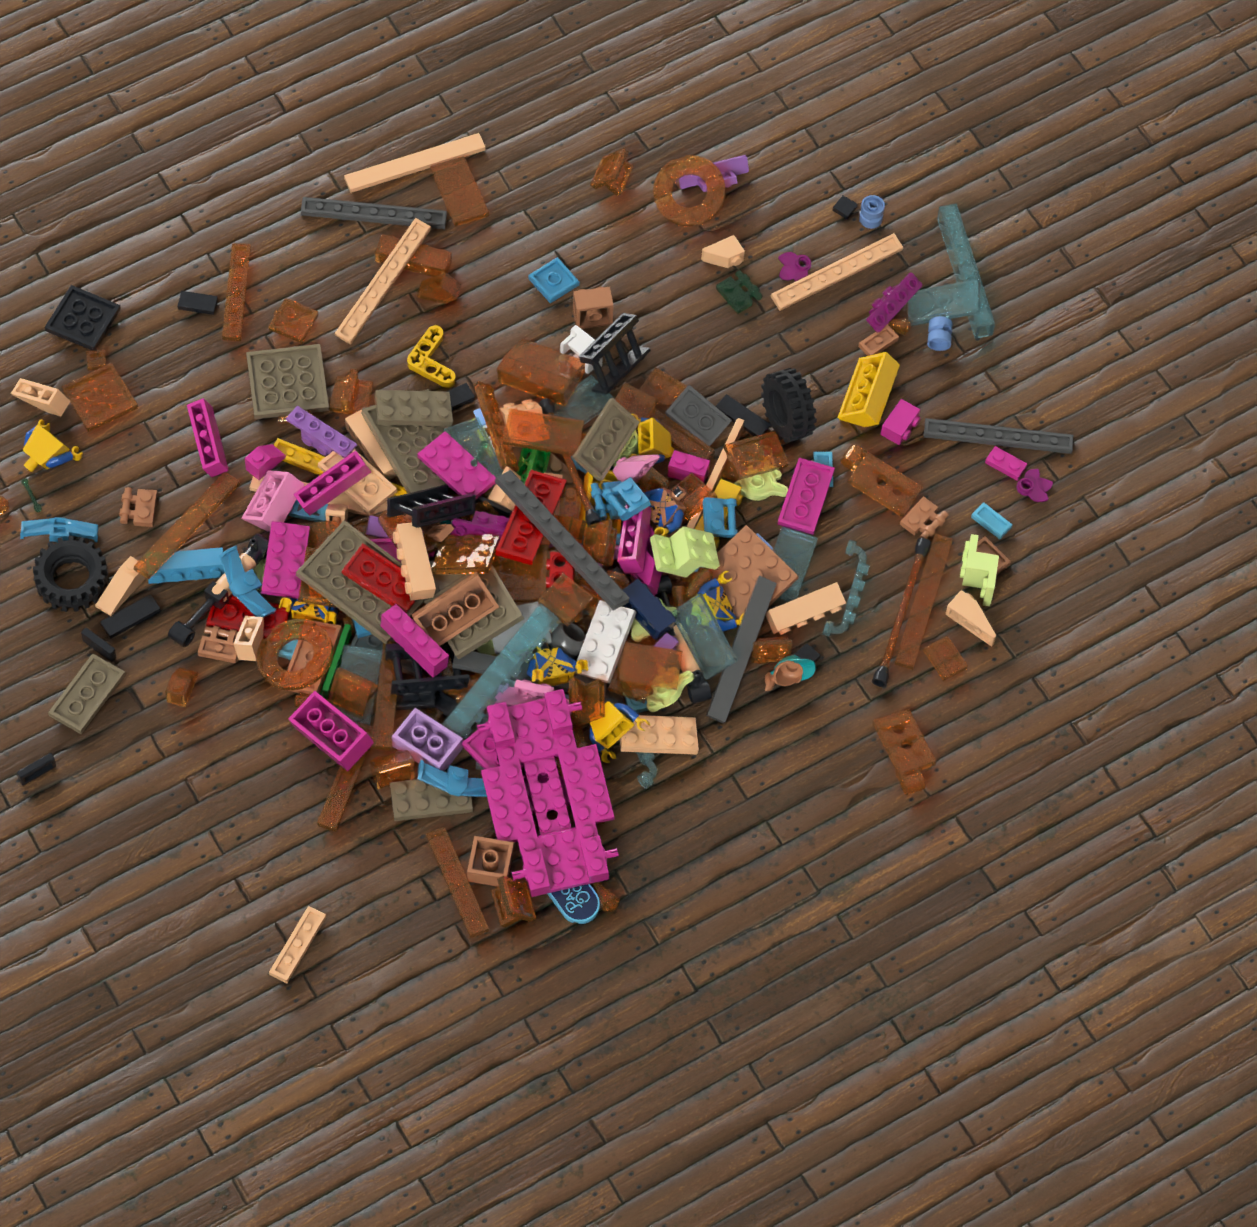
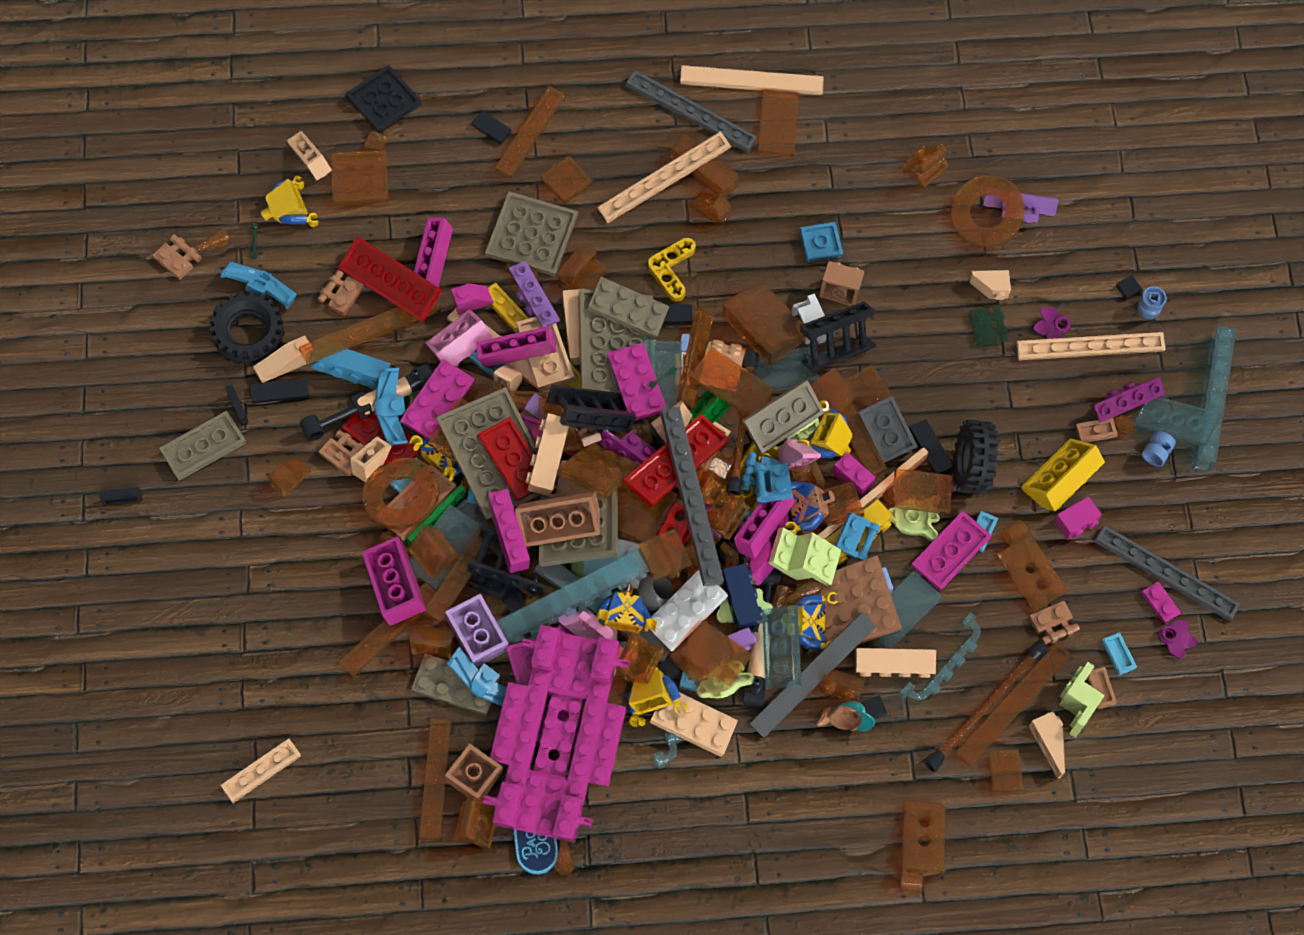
camera: 25 degrees right, 5 degrees up
(181, 473) = (390, 279): none -> red plate

